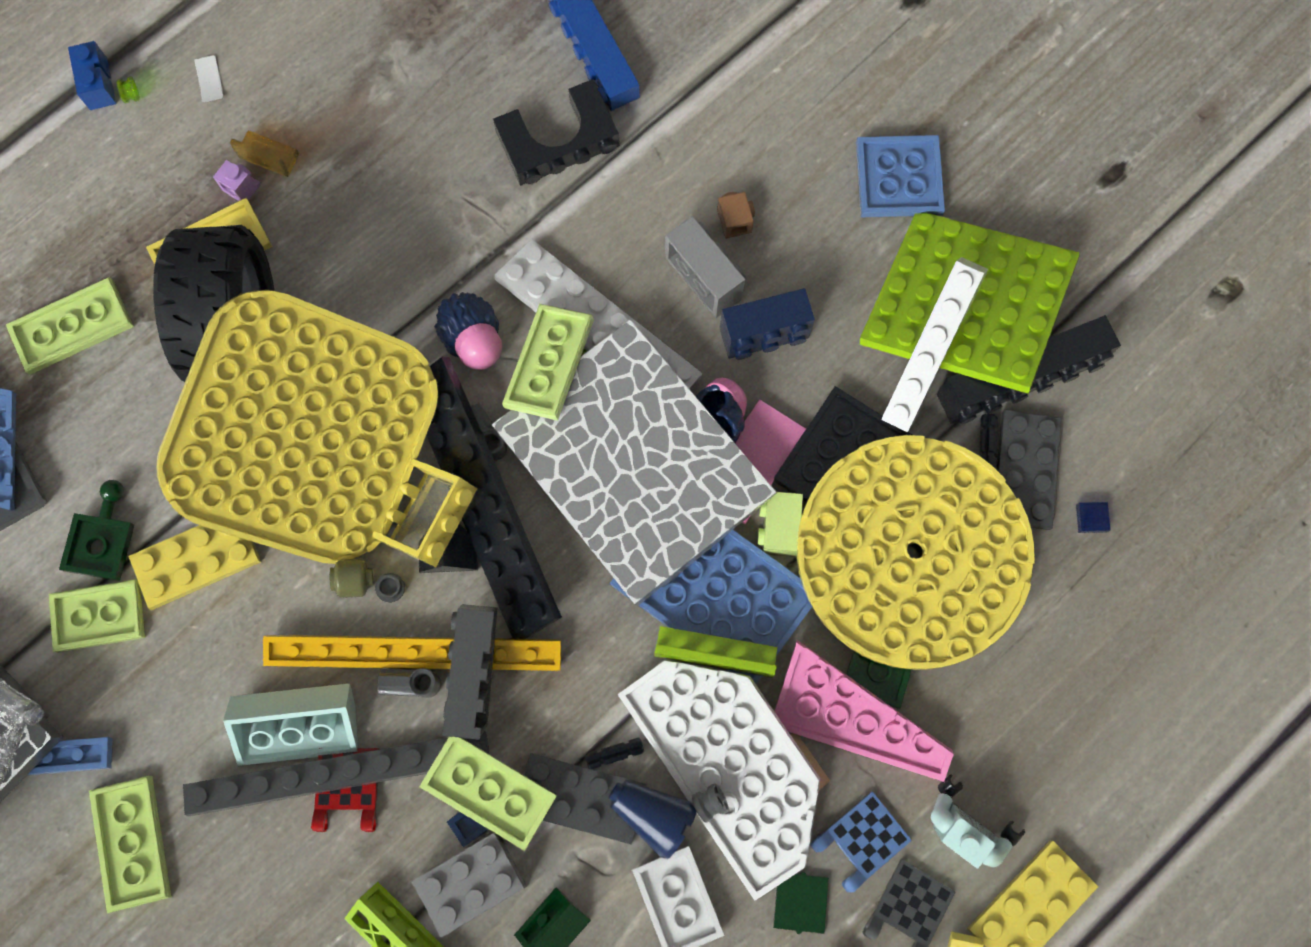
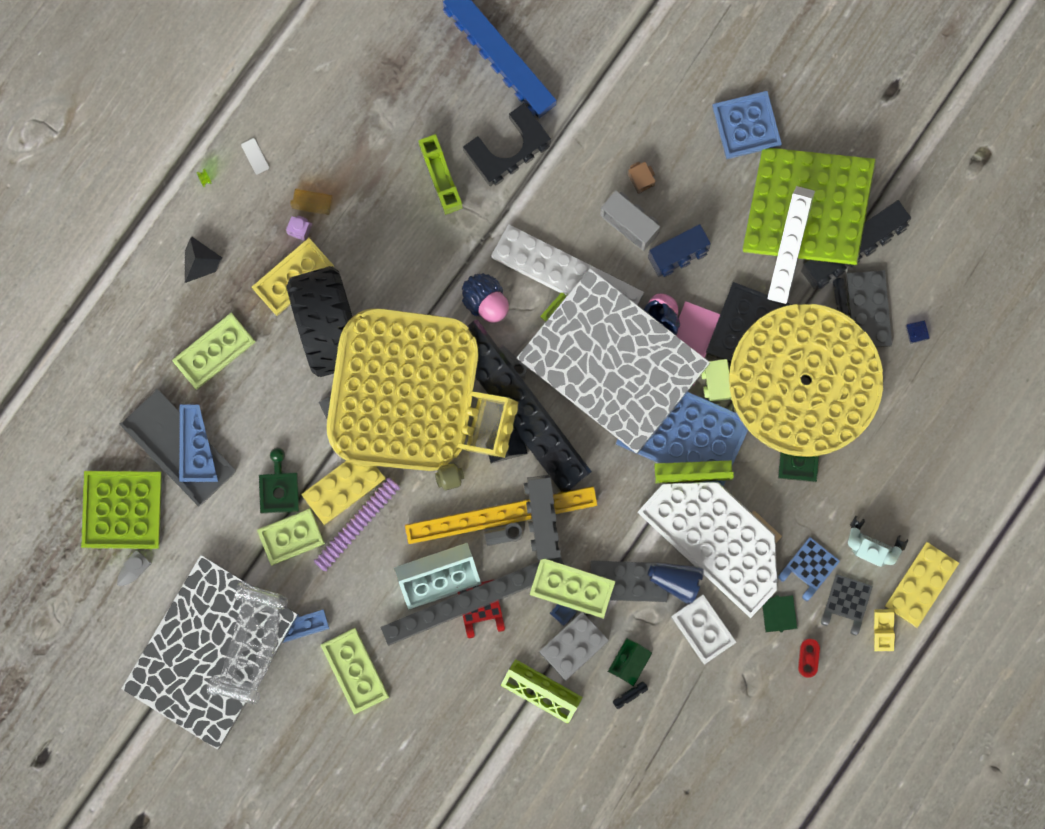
camera: 10 degrees left, 5 degrees up
(88, 198) = (199, 260): none -> black slope
(92, 75) = (177, 173): blue piece -> none
(194, 619) = (356, 524): none -> lavender piece
(390, 587) = (474, 477): dark grey plate -> none
(453, 151) = (440, 174): none -> lime arch
(548, 362) = (543, 308): yellowish green tile -> none
(614, 753) = (643, 549): black axle -> none
(710, 803) = (710, 564): dark grey wheel -> none
(840, 712) = (775, 491): bright pink wing -> none

